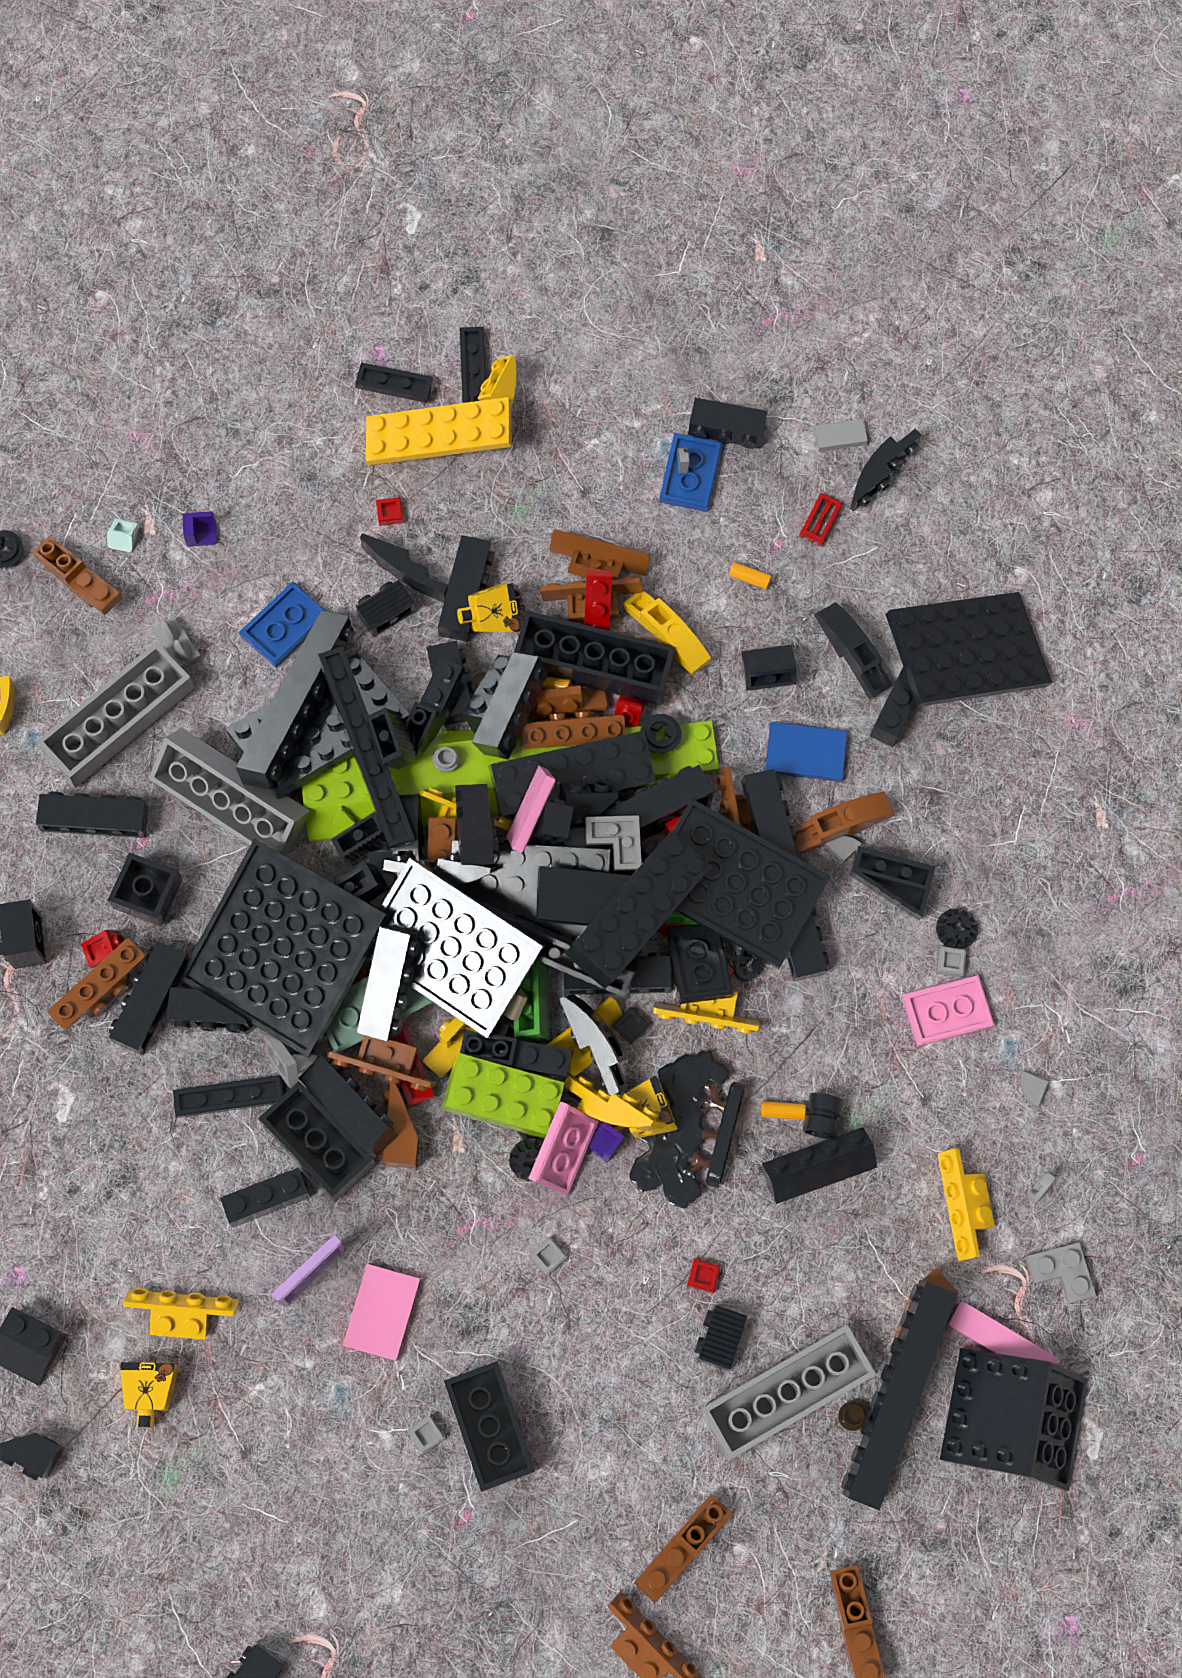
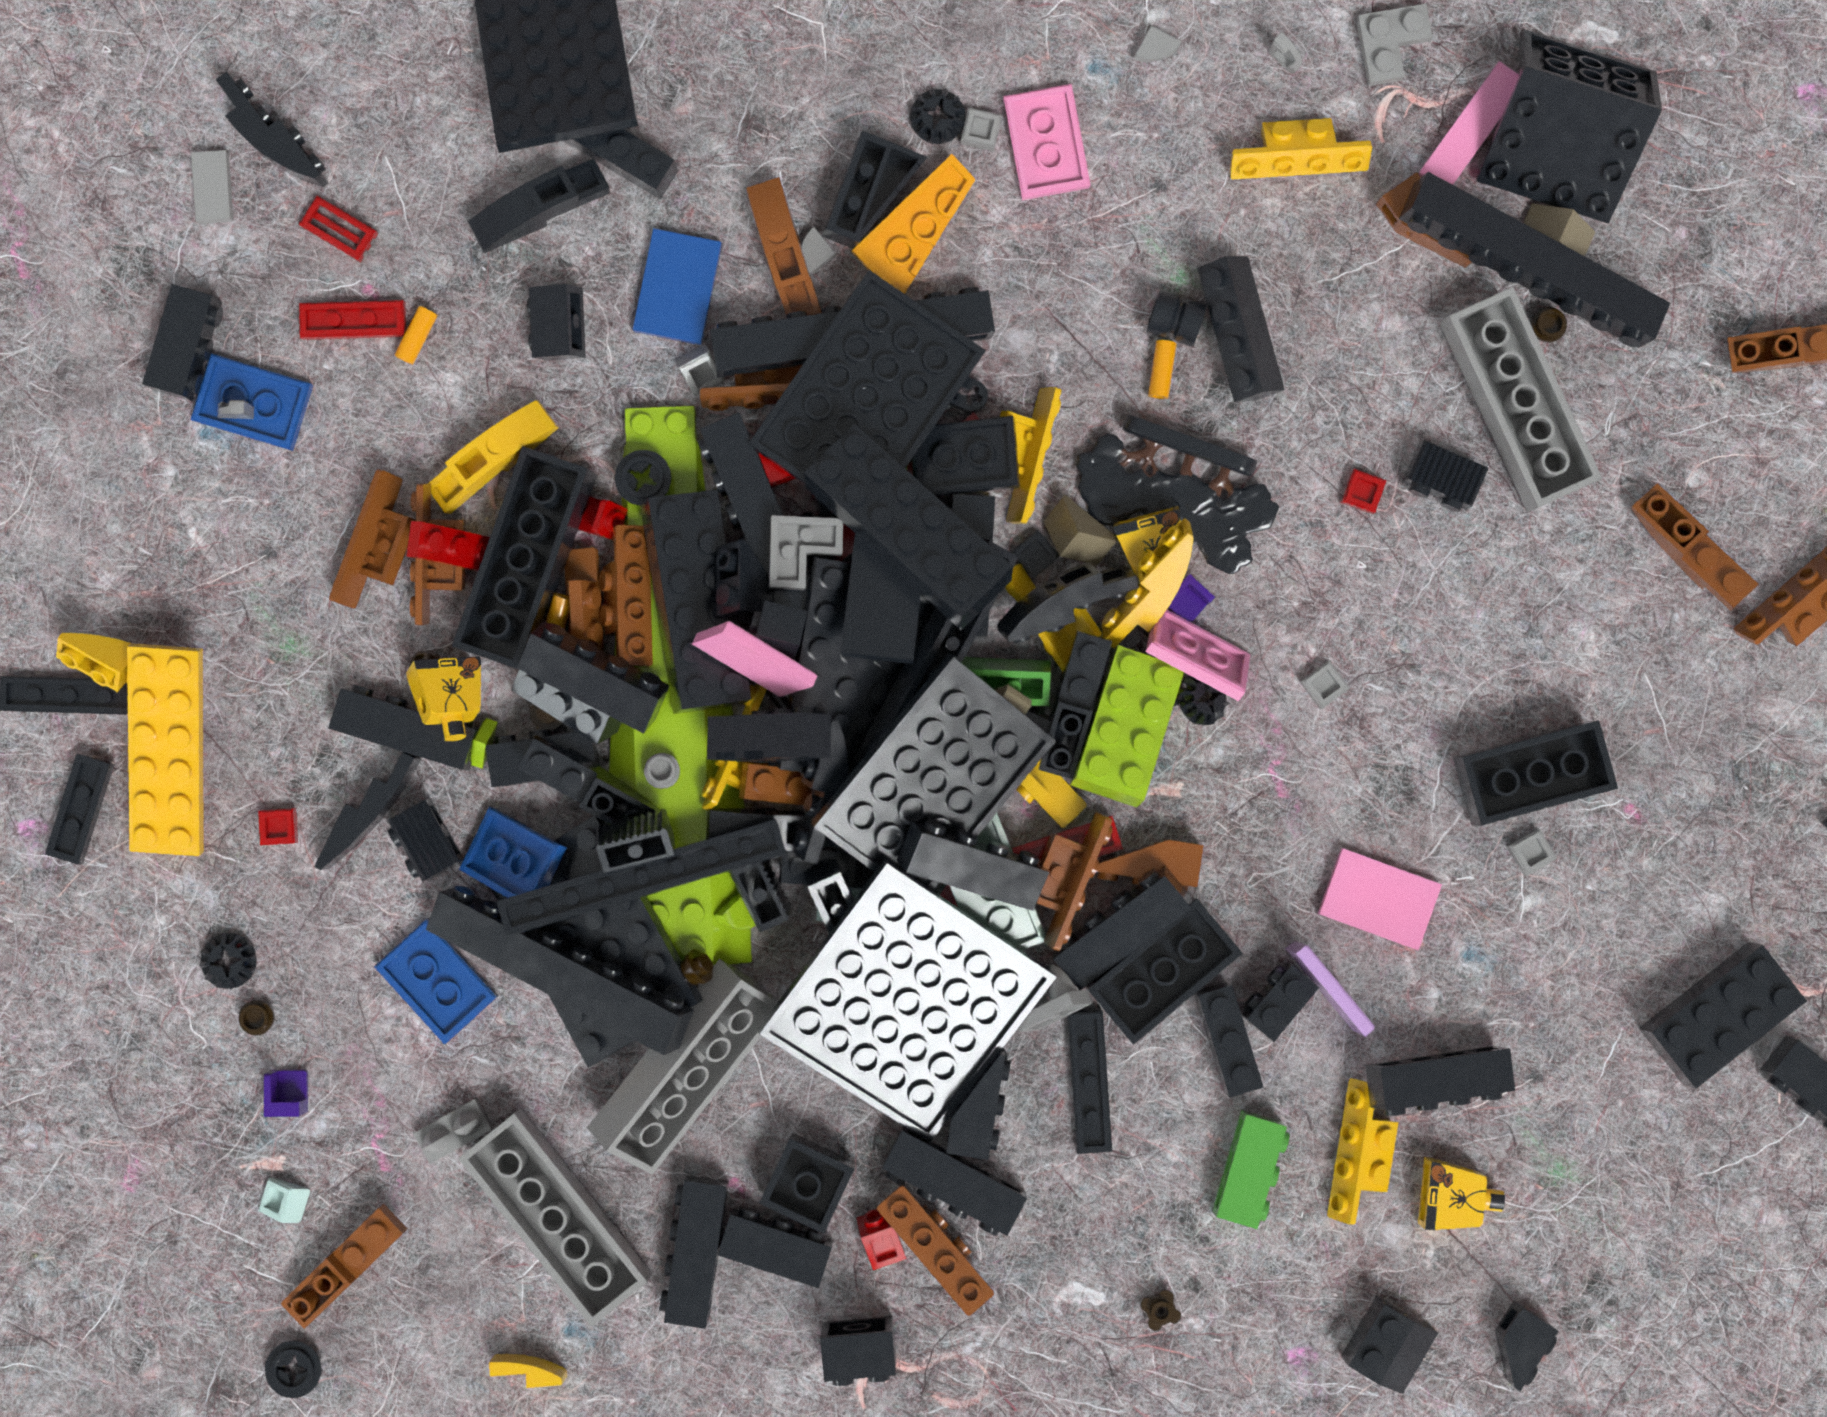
camera: 80 degrees left, 15 degrees up
(52, 1170) = (1151, 1305): none -> dark brown plate
(96, 872) = (775, 1246): none -> black brick
(164, 1223) = (1250, 1169): none -> bright green brick
(240, 1365) = (1439, 1079): none -> black brick
(252, 506) = (256, 1017): none -> dark brown plate
(285, 493) = (236, 947): none -> black gear
(295, 1234) = (1279, 1000): none -> black brick
(301, 1601) = (1722, 1014): none -> black brick
(302, 793) = (697, 967): none -> dark brown plate
(378, 663) = (511, 855): none -> blue tile
(462, 640) = (484, 736): none -> lime tile
(648, 1054) = (1078, 533): none -> dark tan slope
(744, 766) = (699, 369): none -> light grey slope
(756, 533) = (352, 319): none -> red tile
(865, 913) = (912, 229): none -> light orange wing
(928, 1419) = (1561, 225): none -> dark tan slope

